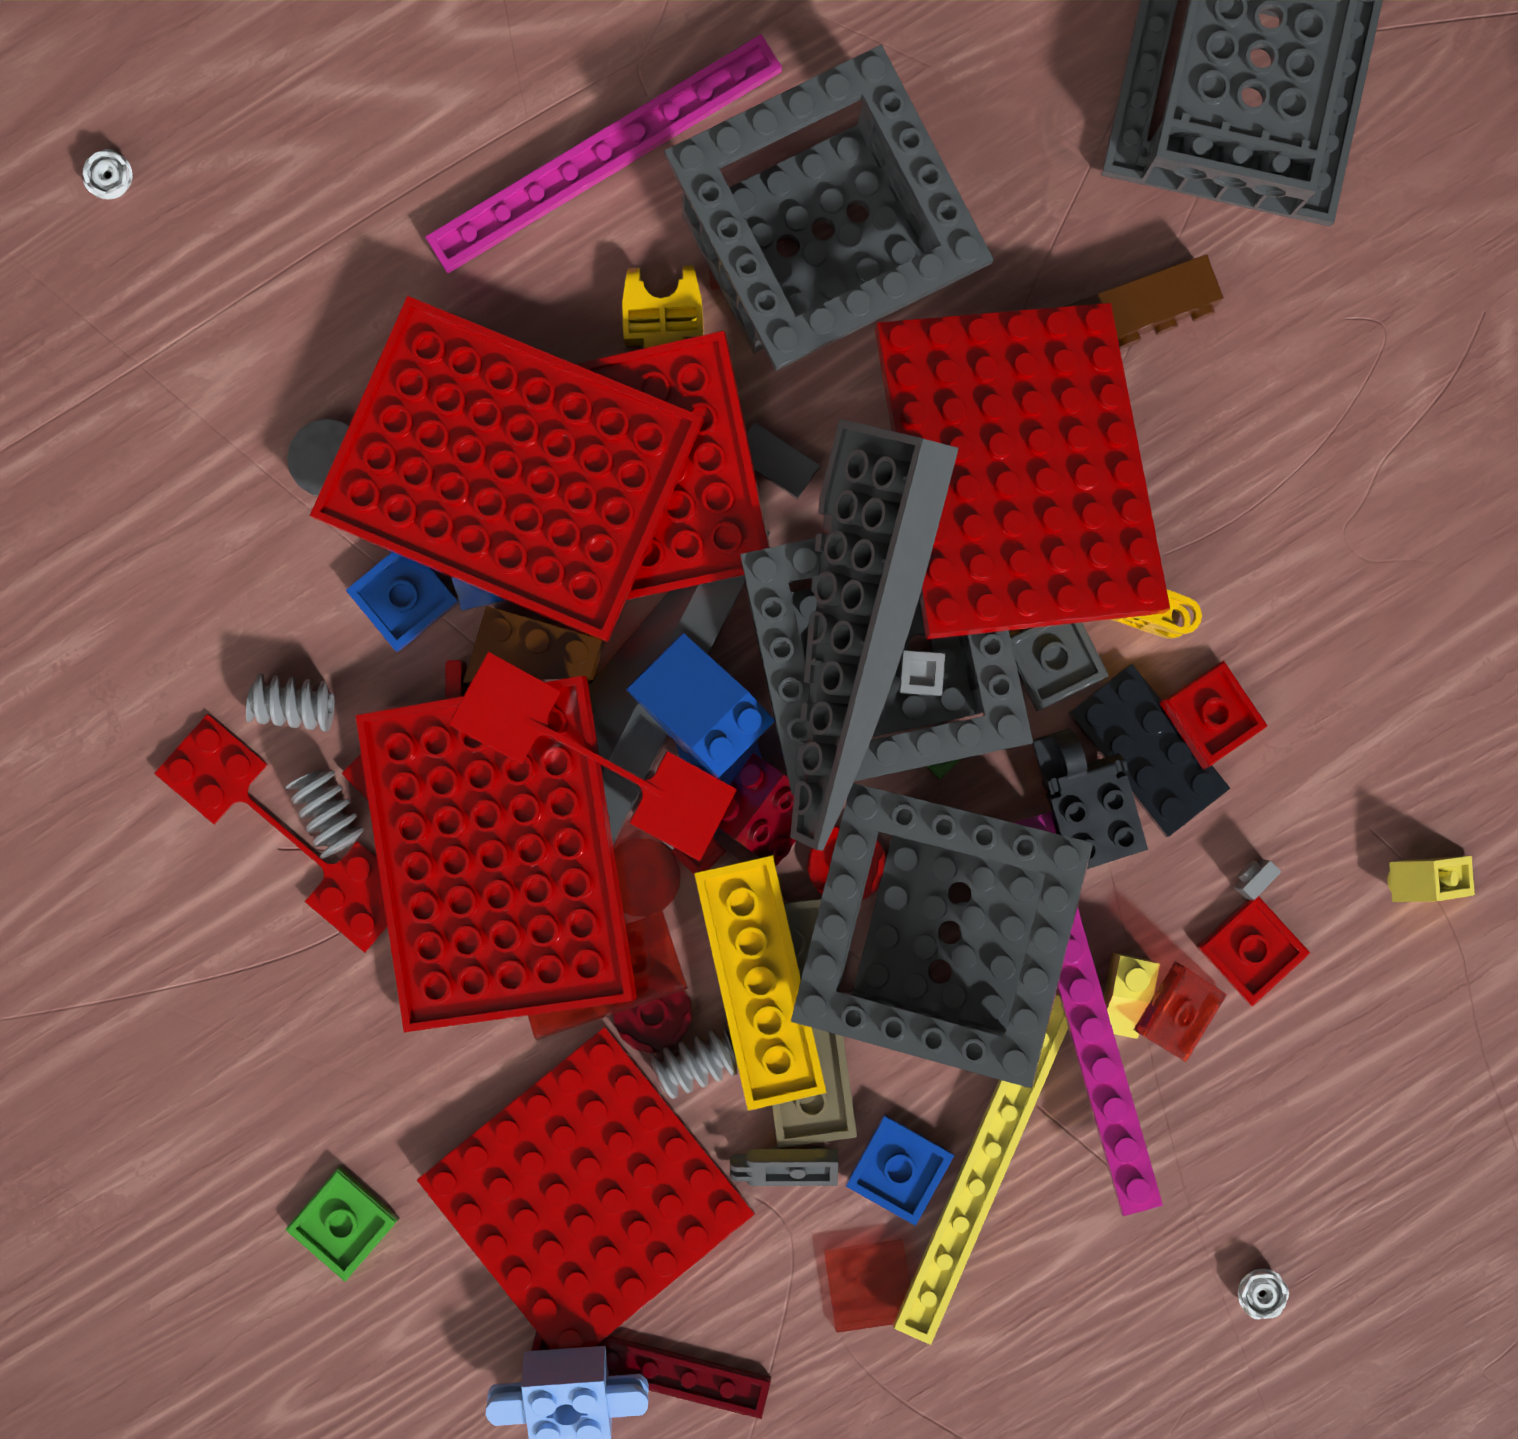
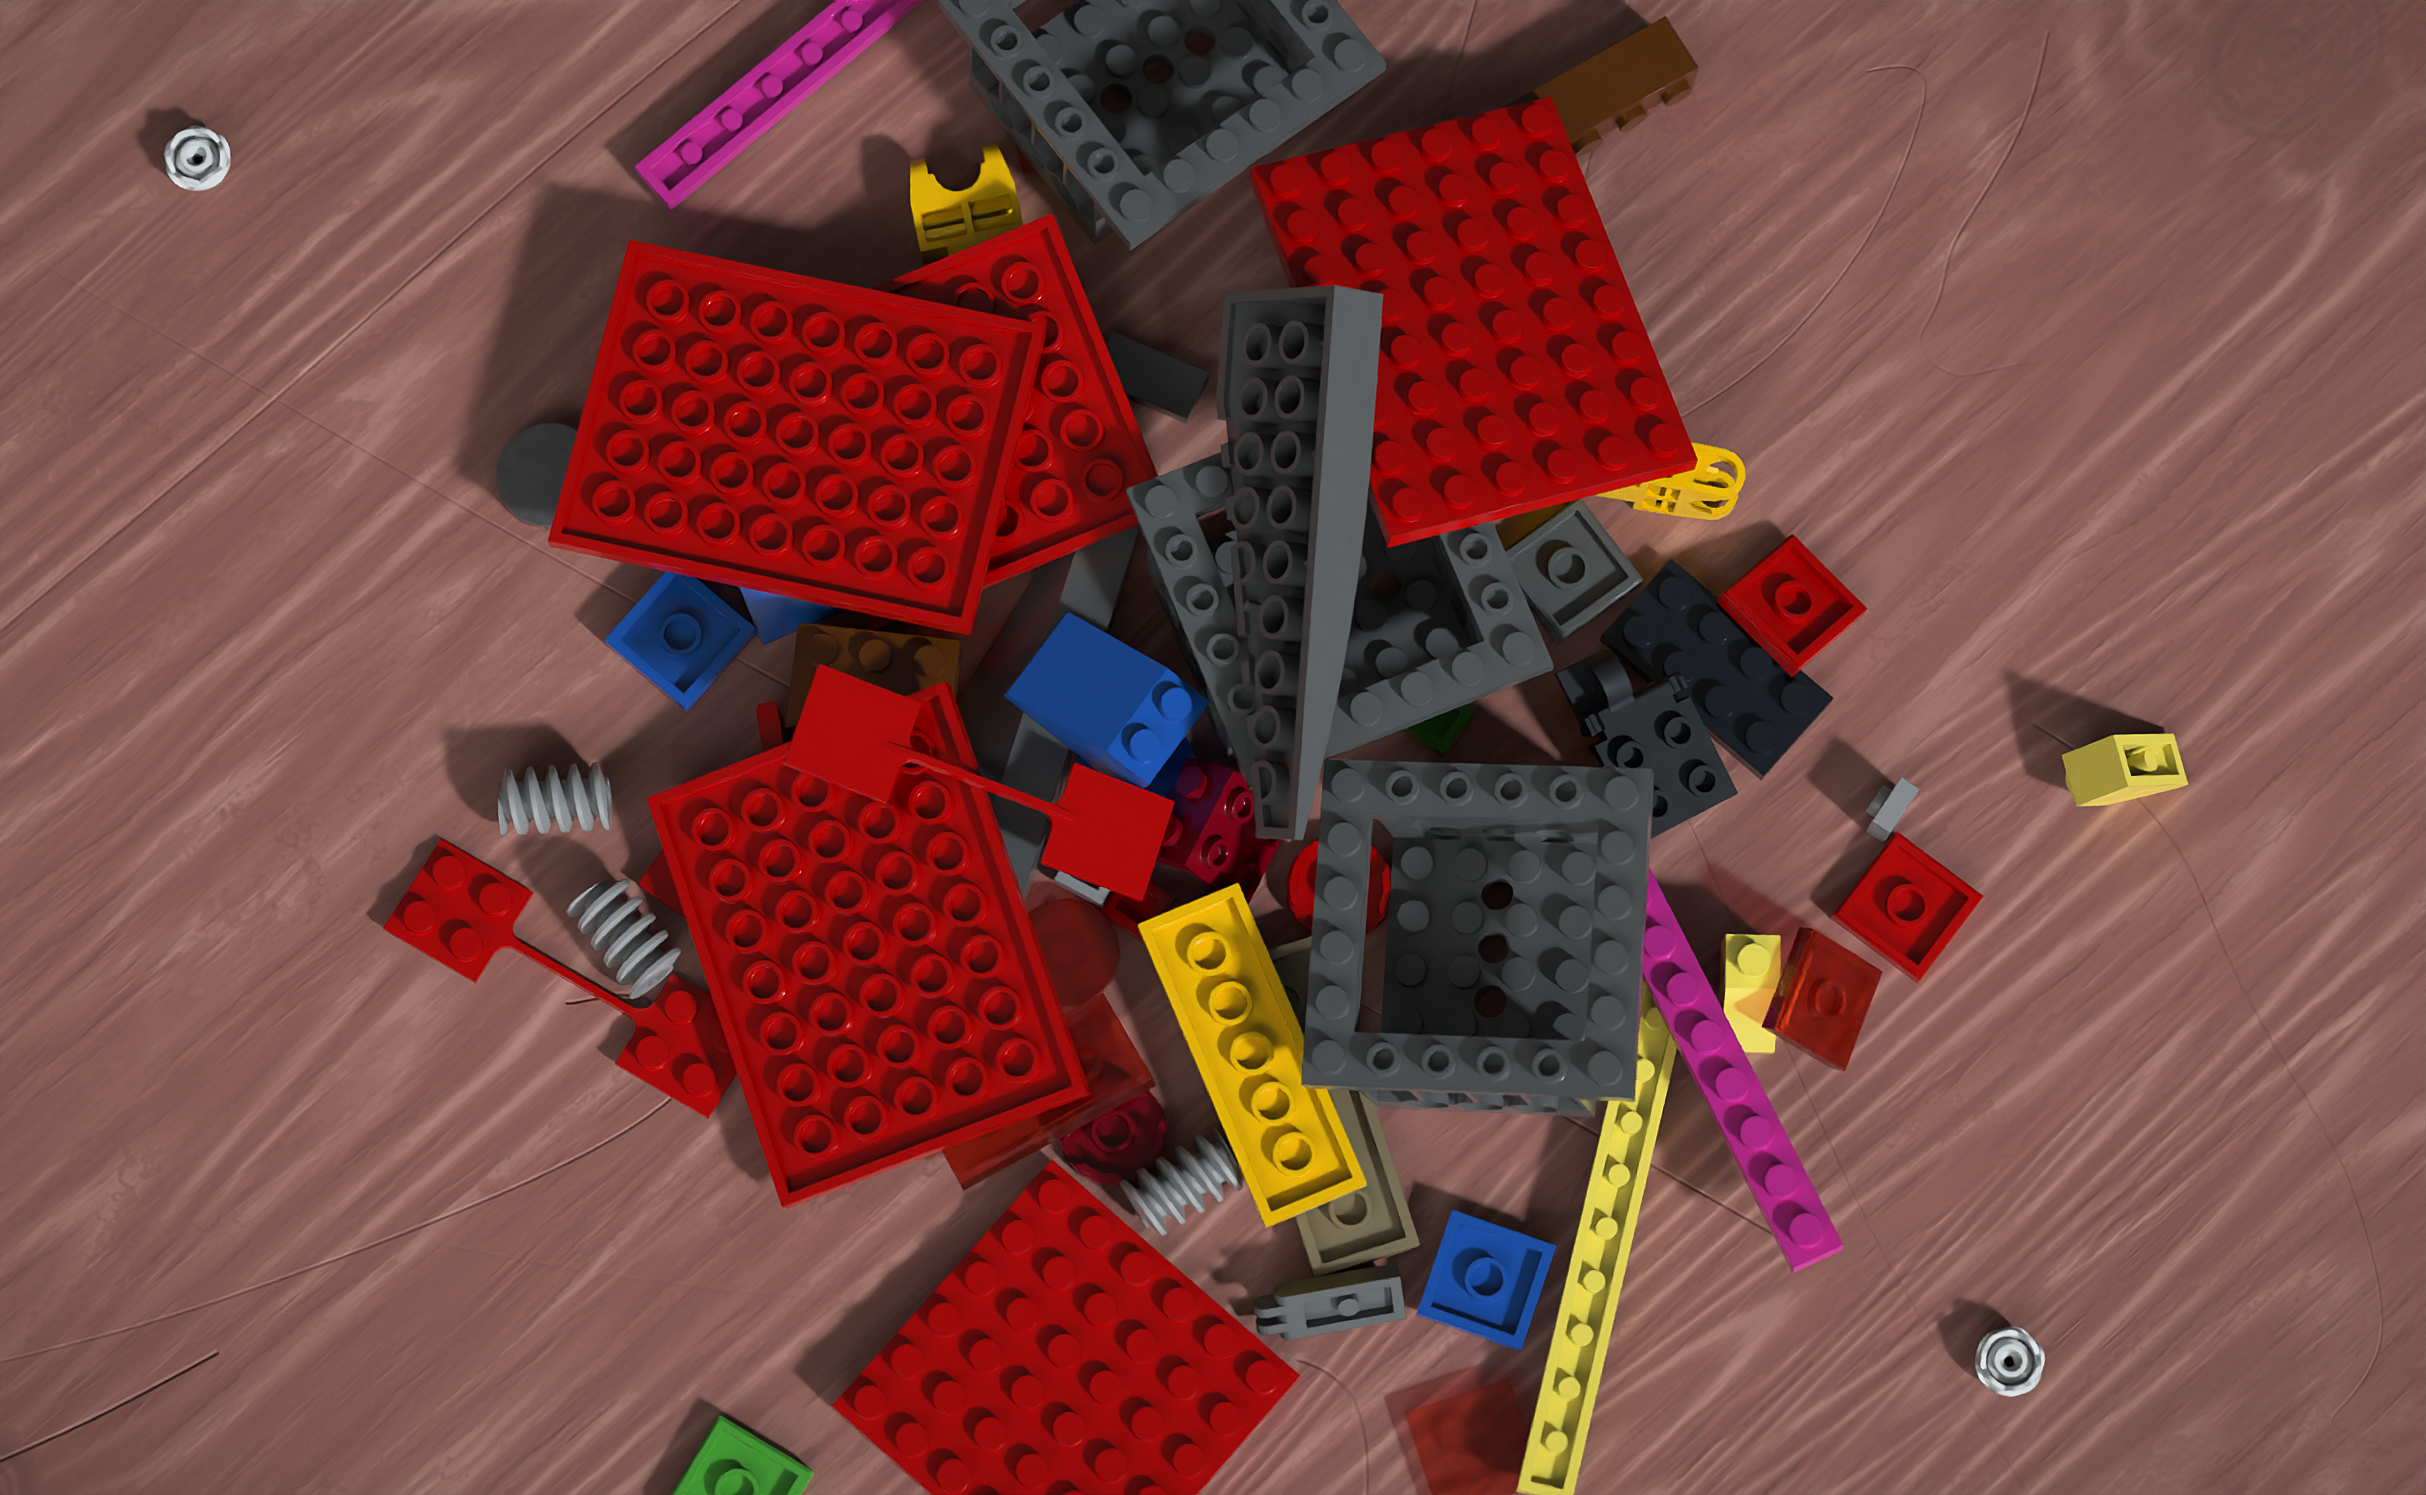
camera: 10 degrees left, 10 degrees down
(922, 673) = (1390, 595): light grey plate -> none

